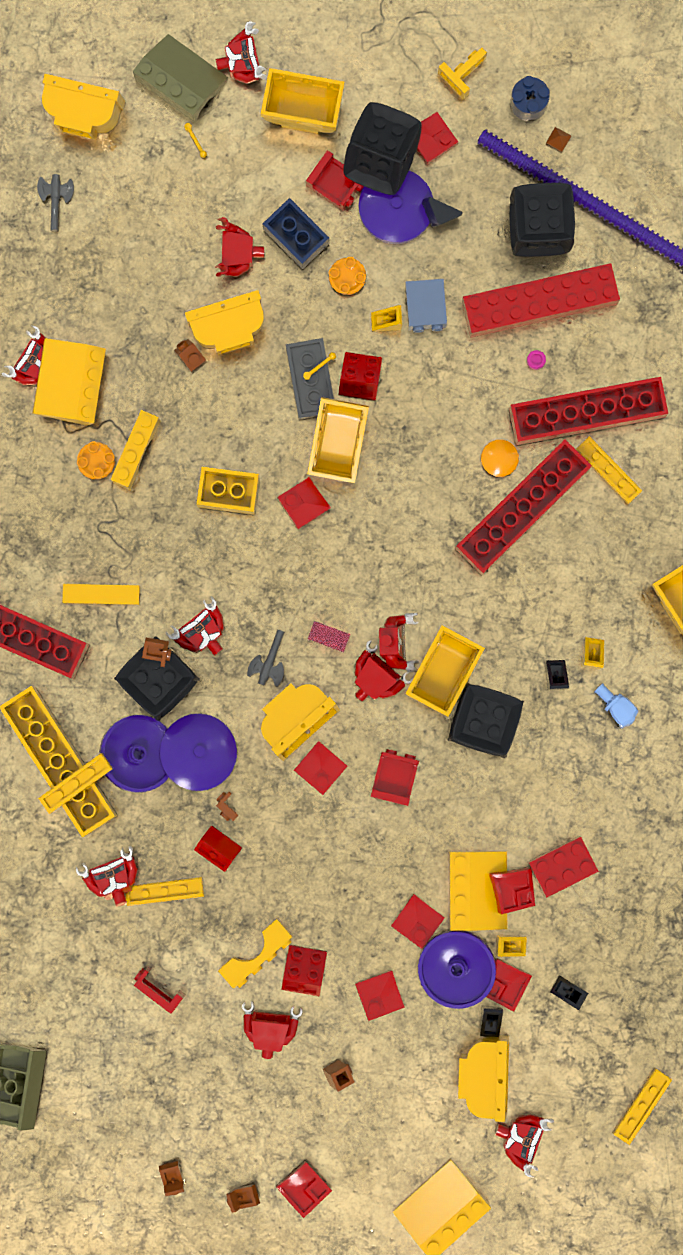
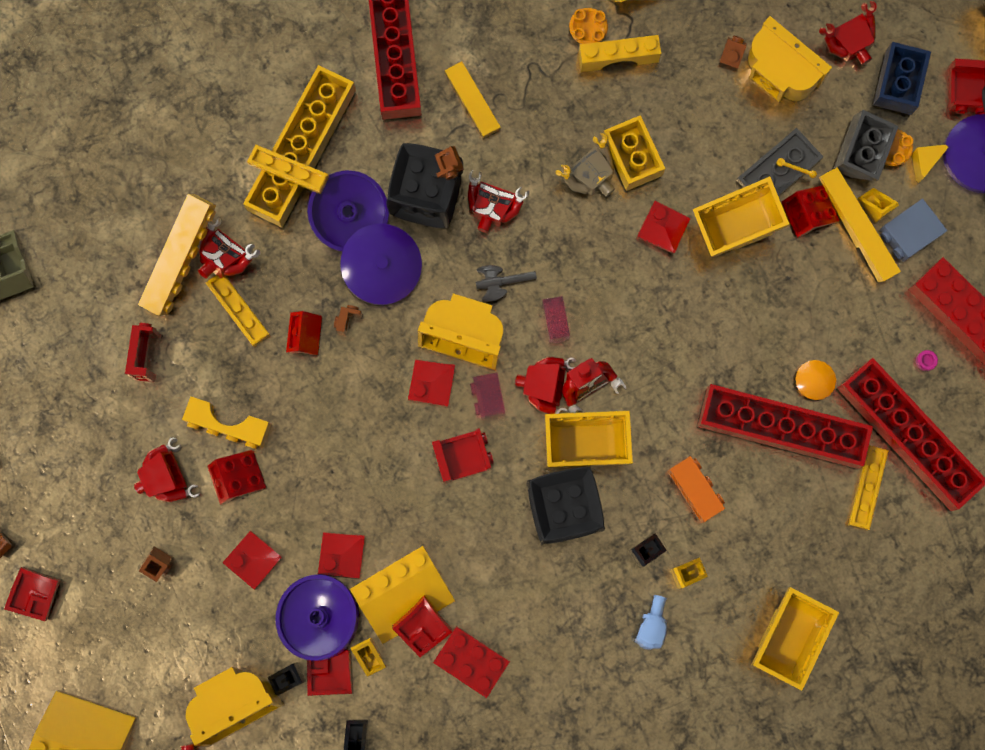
camera: 60 degrees right, 5 degrees down
(93, 915) = (177, 255): none -> yellow brick
(222, 533) = (591, 171): none -> dark tan torso
(335, 299) = (866, 146): none -> dark grey slope
(359, 728) = (488, 395): none -> clear pink brick
(374, 257) = (925, 158): none -> yellow slope
(396, 345) = (859, 226): none -> yellow slope
(531, 606) = (697, 489): none -> orange brick

